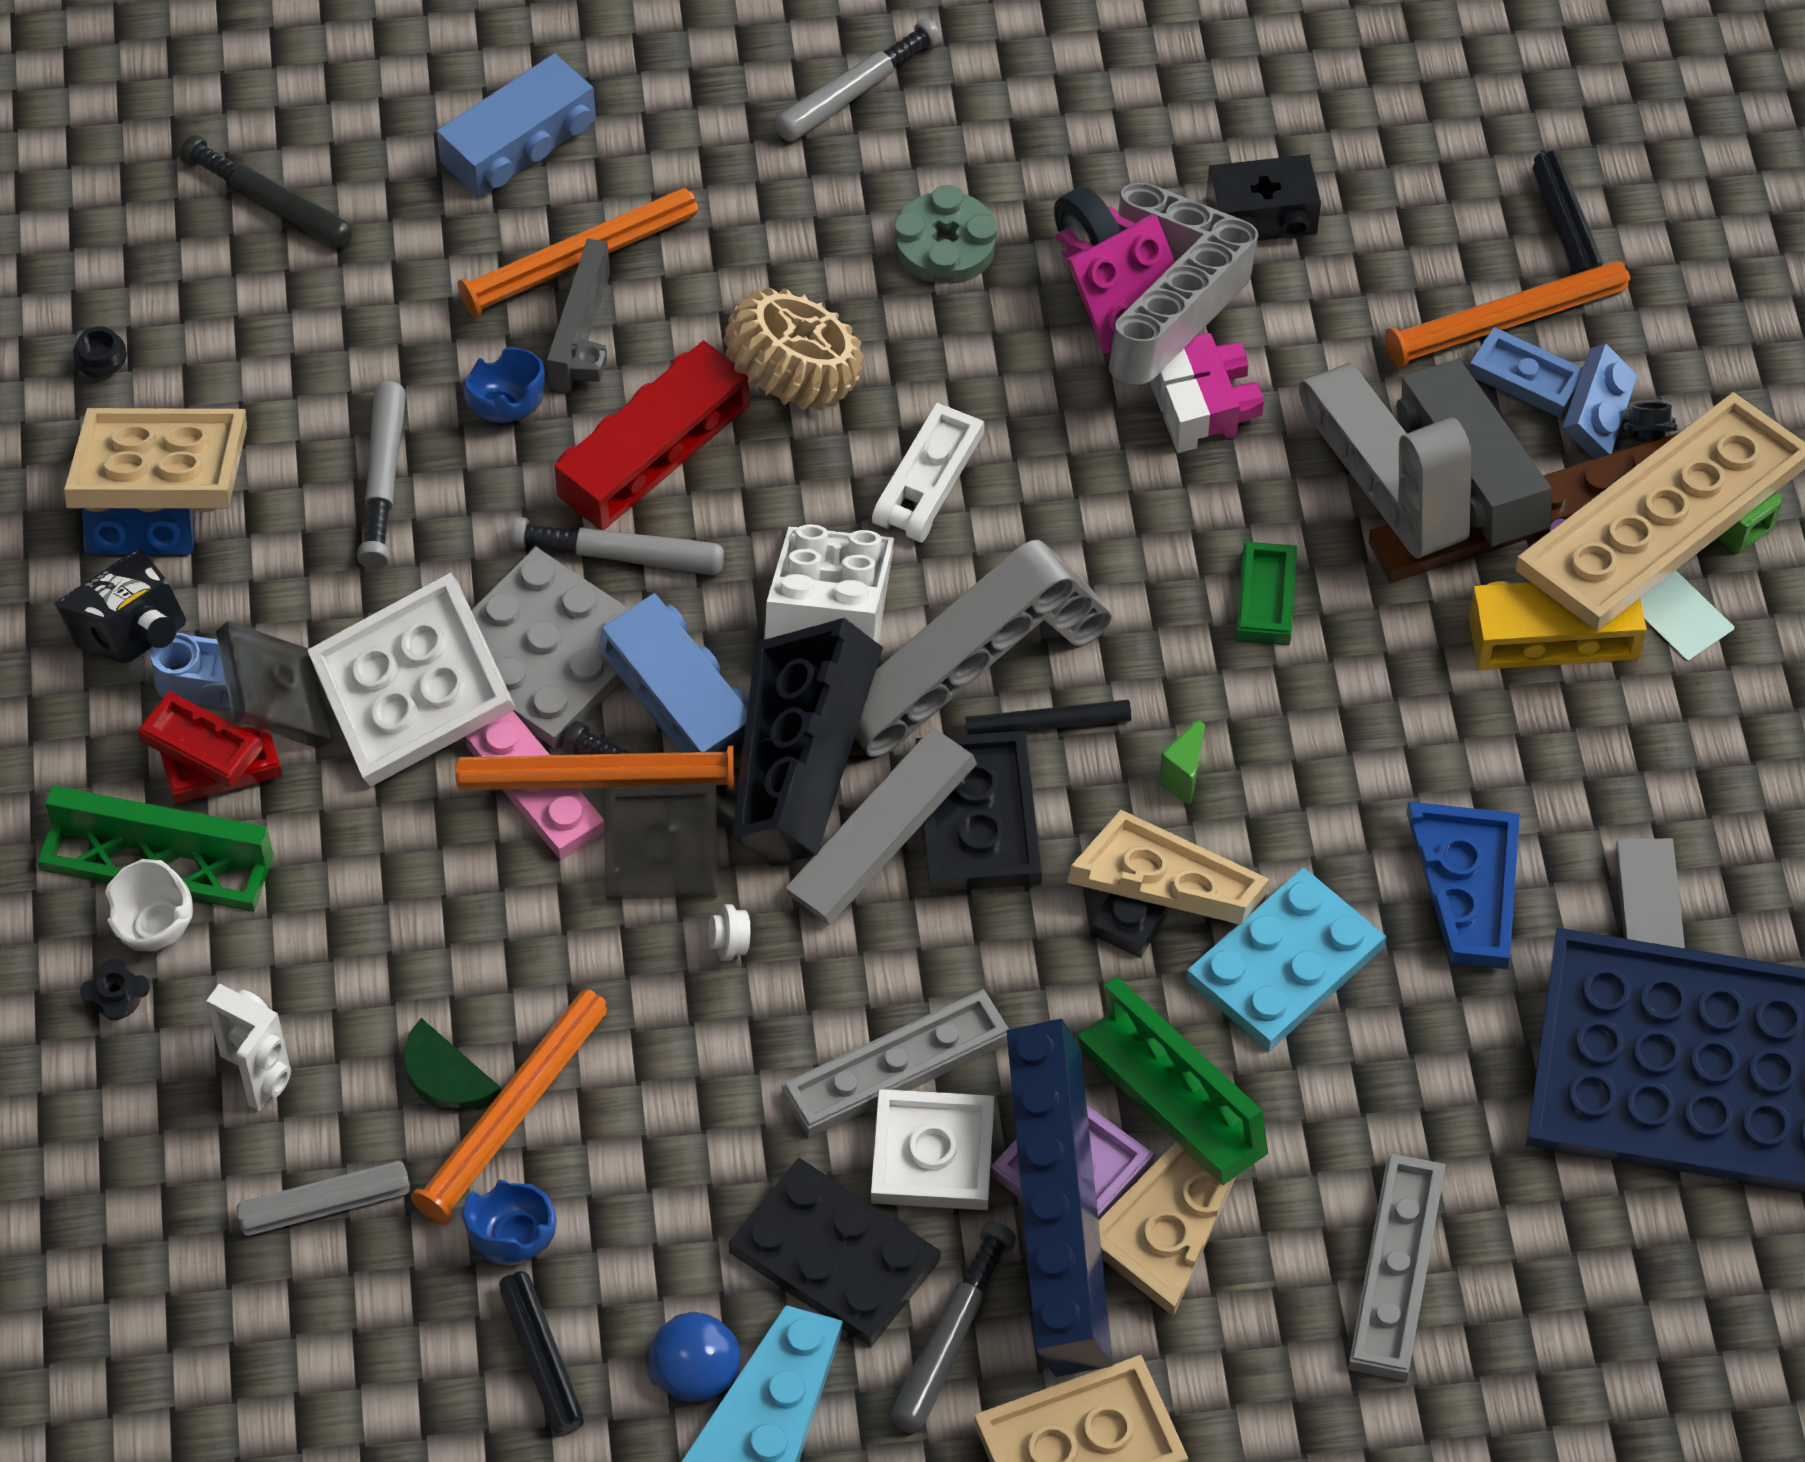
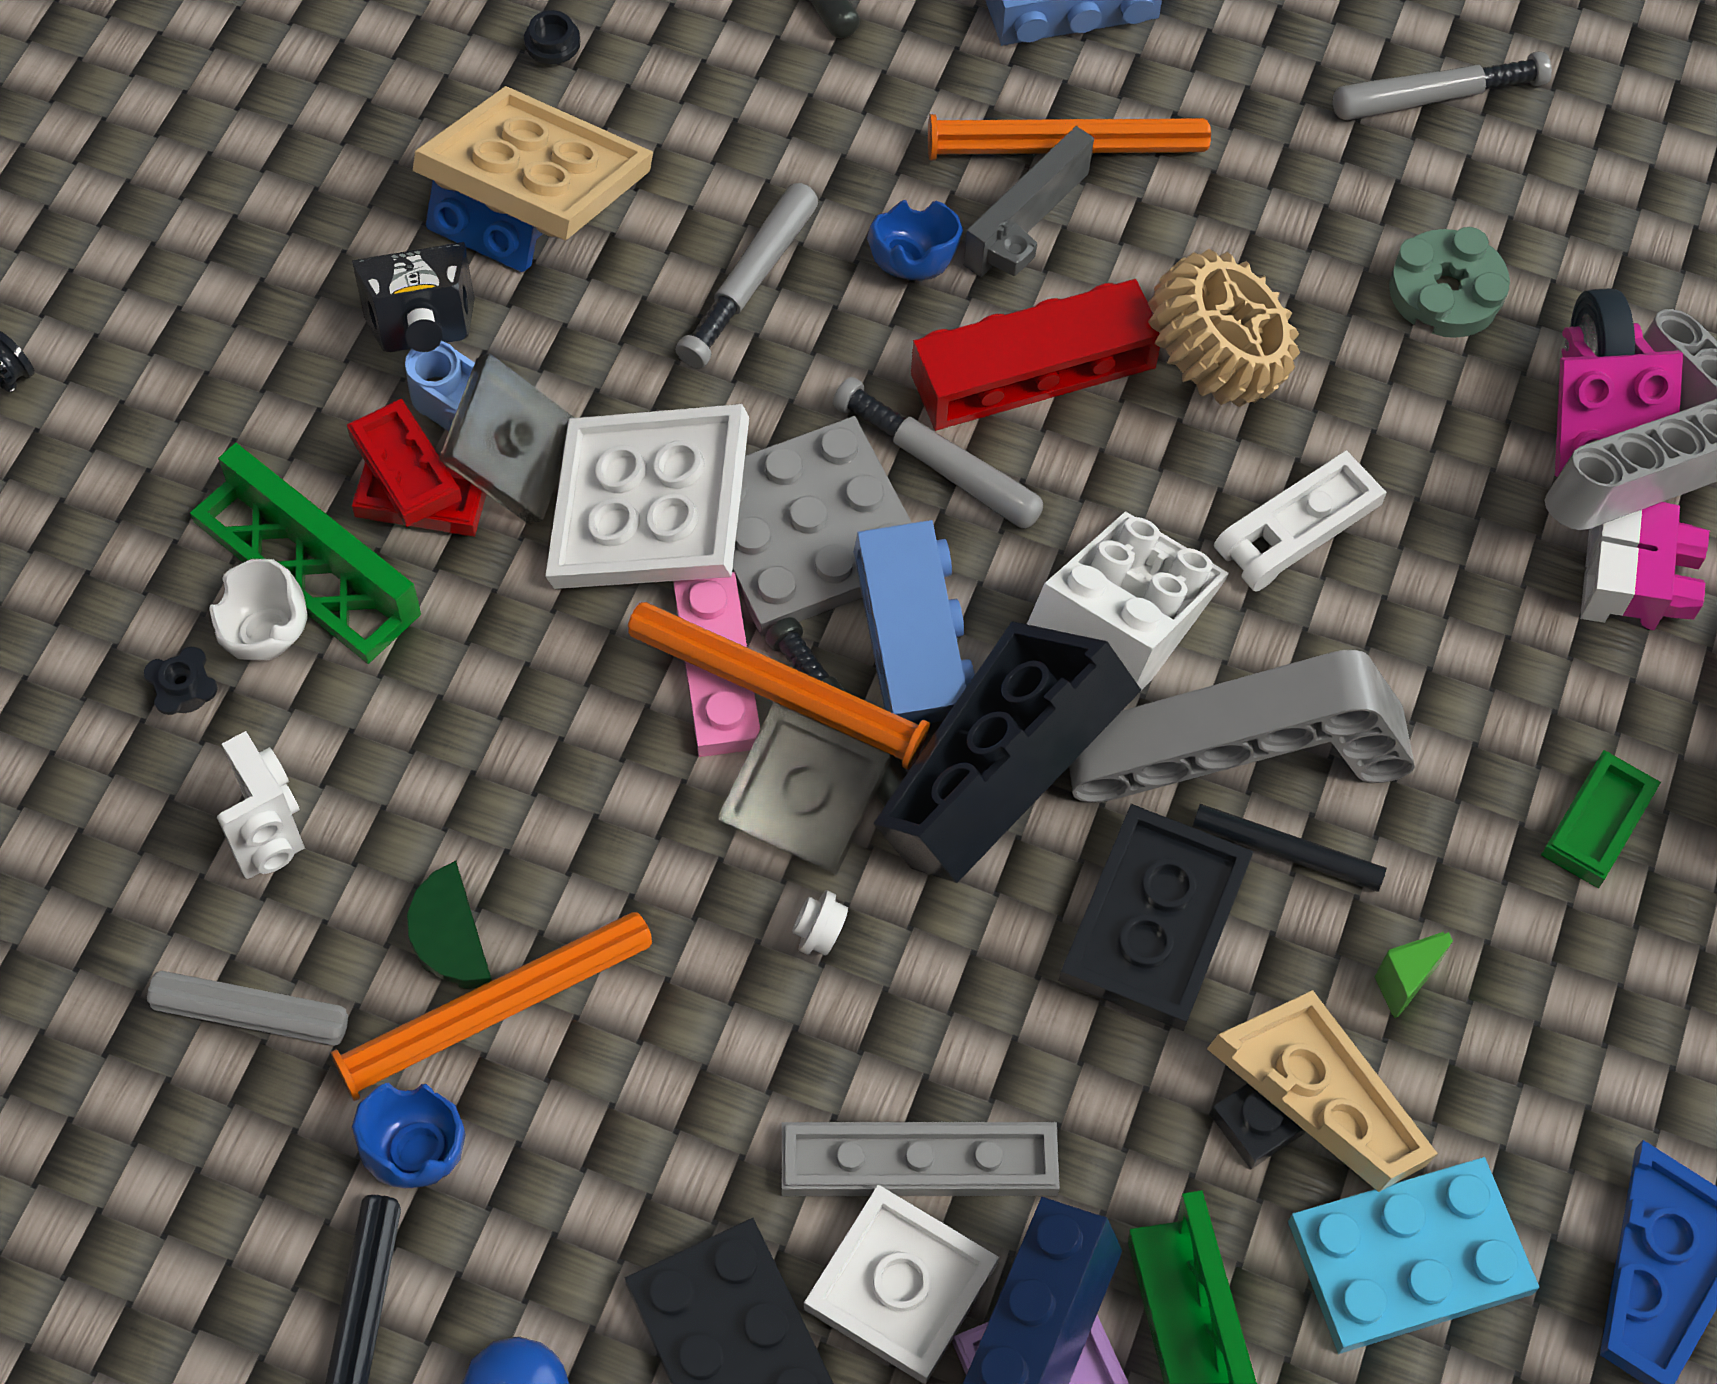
camera: 25 degrees right, 5 degrees up
(881, 825) = (1042, 883): light grey tile -> none

